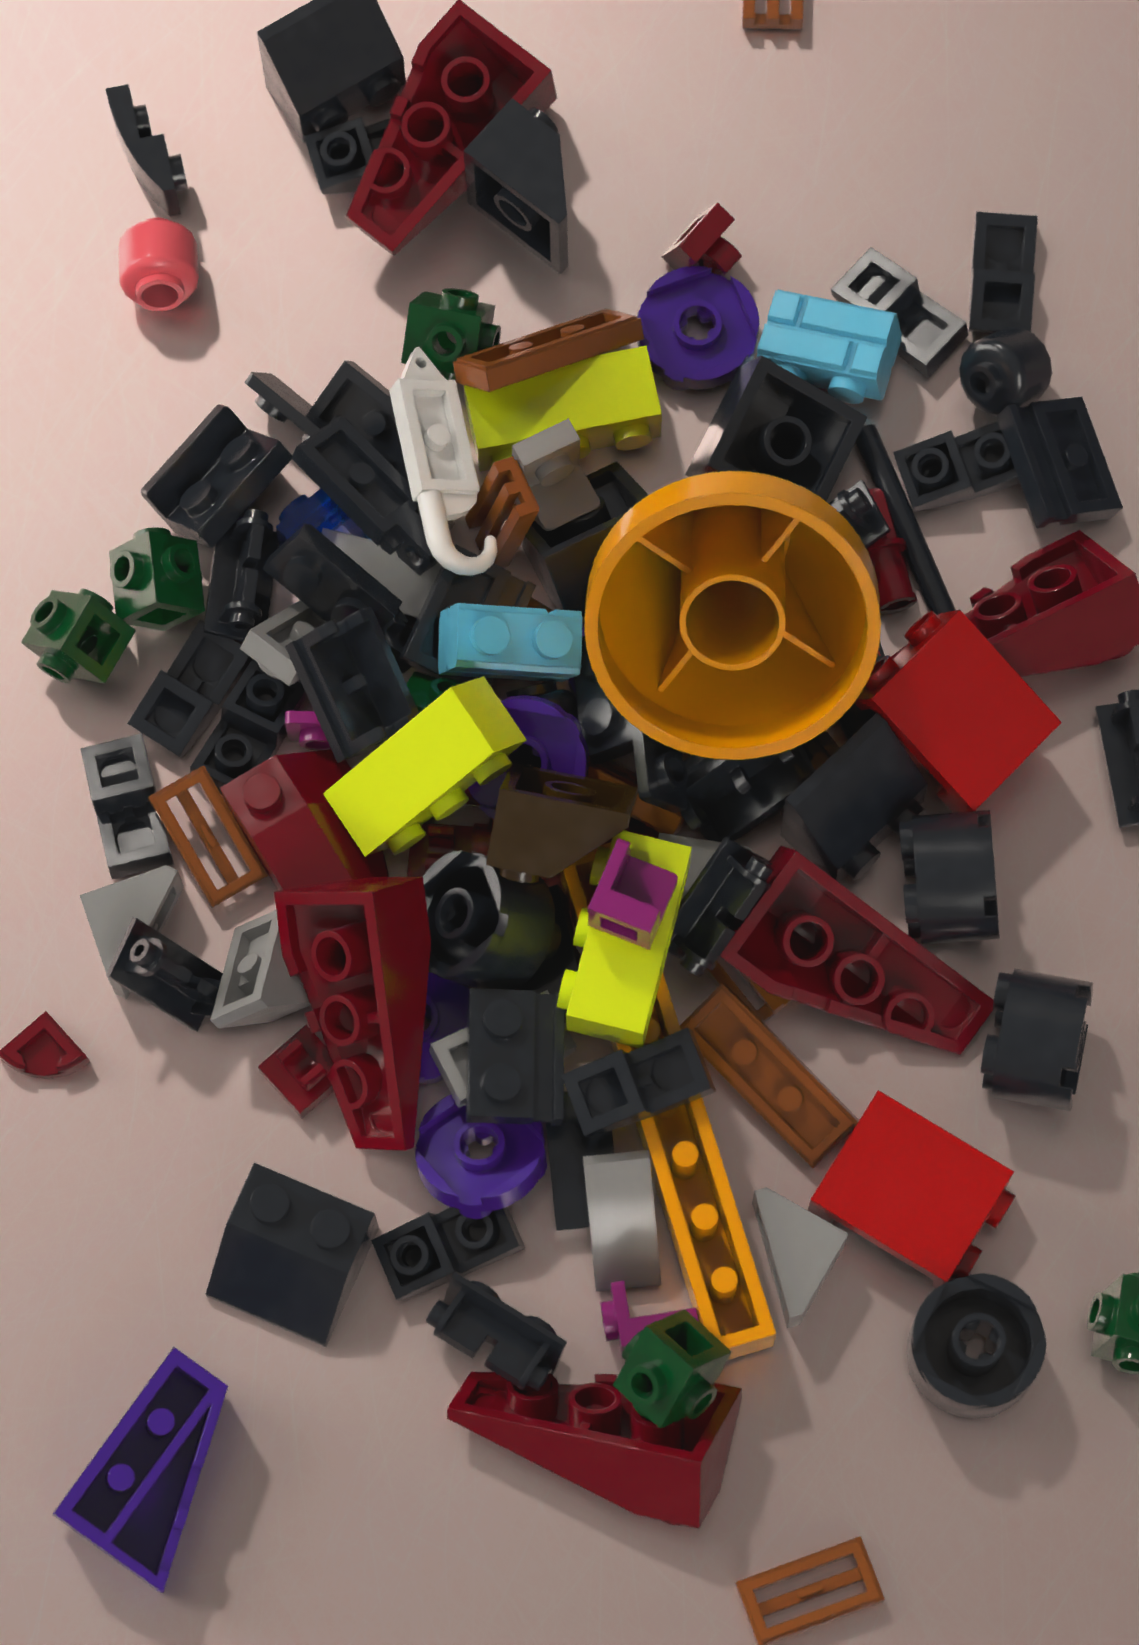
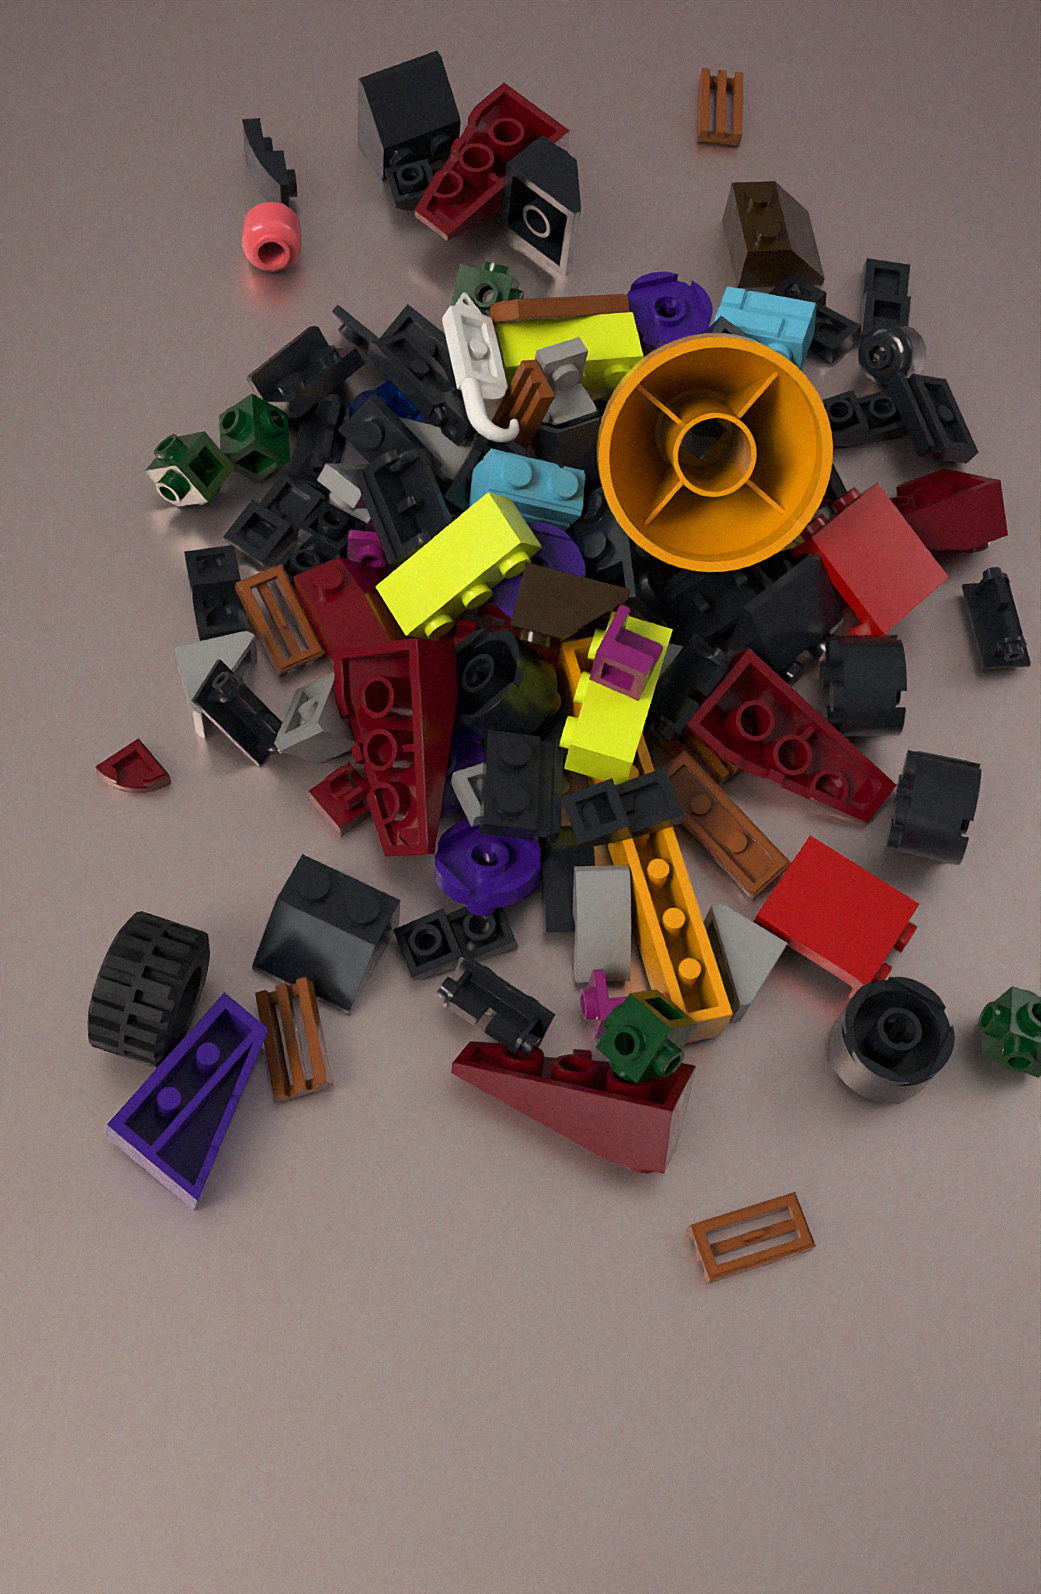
camera: 10 degrees left, 10 degrees down
(86, 1345) = (148, 988): none -> black tyre
(238, 1392) = (273, 1043): none -> dark orange tile
(703, 243) = (673, 257): dark red tile -> none
(845, 190) = (769, 236): none -> dark brown slope

